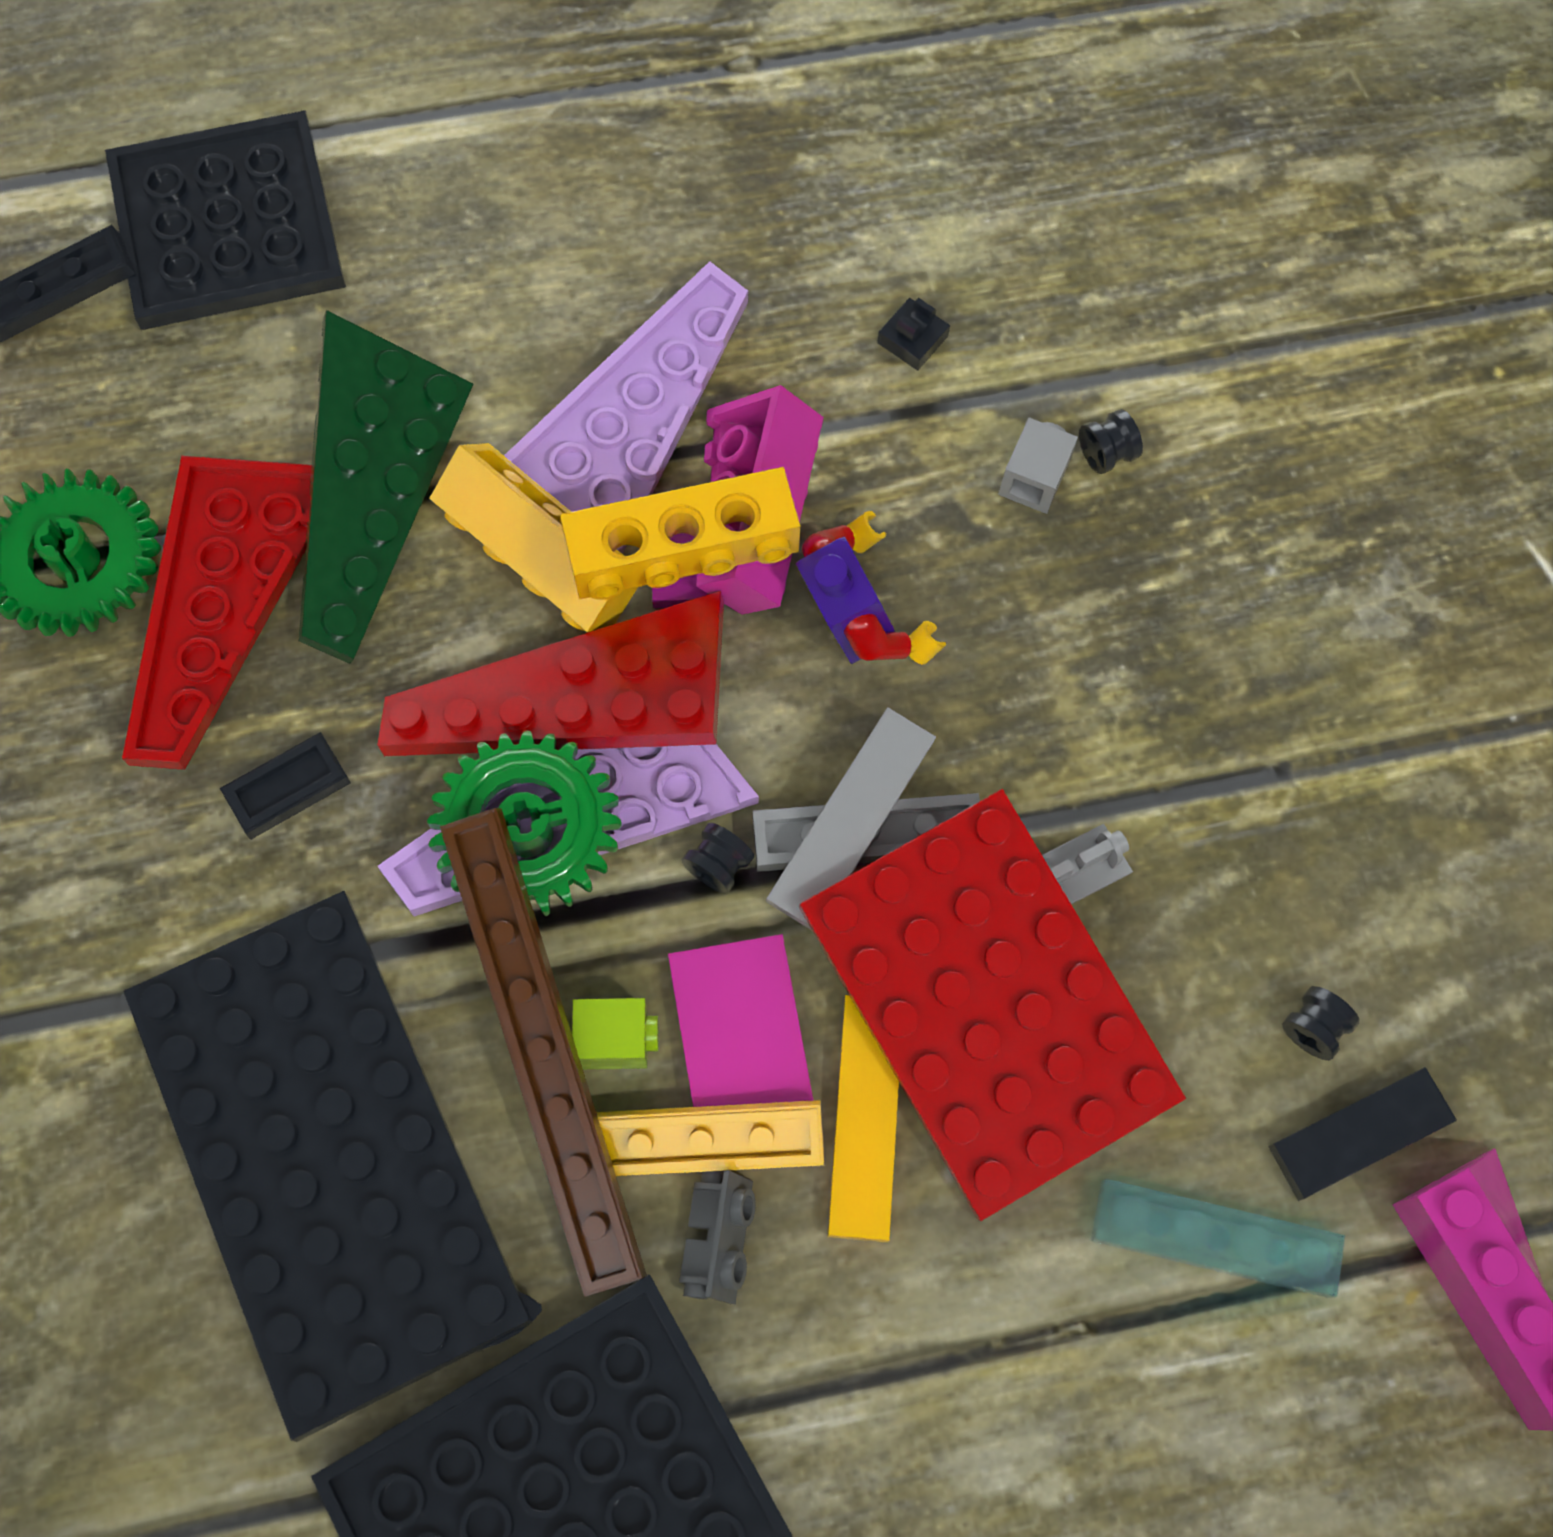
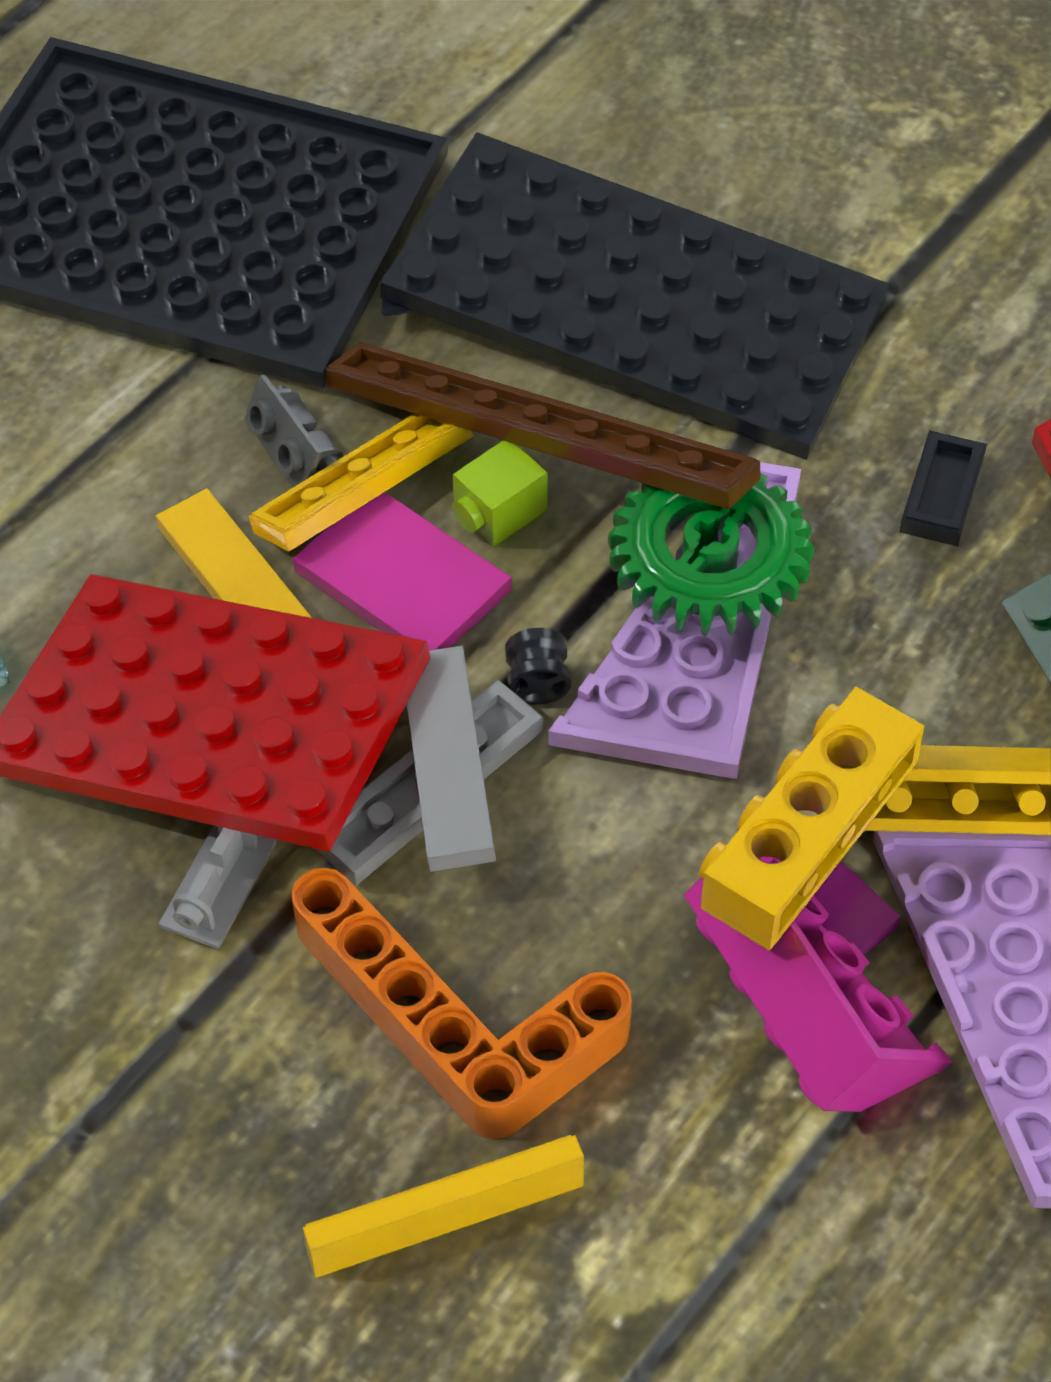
camera: 145 degrees right, 15 degrees down
(609, 688) = (742, 712): red wing -> none
(850, 601) = (641, 935): torso -> none
(914, 333) = (831, 1313): black tile -> none
(1000, 652) = (444, 1018): none -> orange beam
(1038, 465) = (565, 1245): light grey brick -> none
(1091, 538) = (444, 1205): none -> yellow tile
(1110, 441) = (510, 1334): black wheel -> none

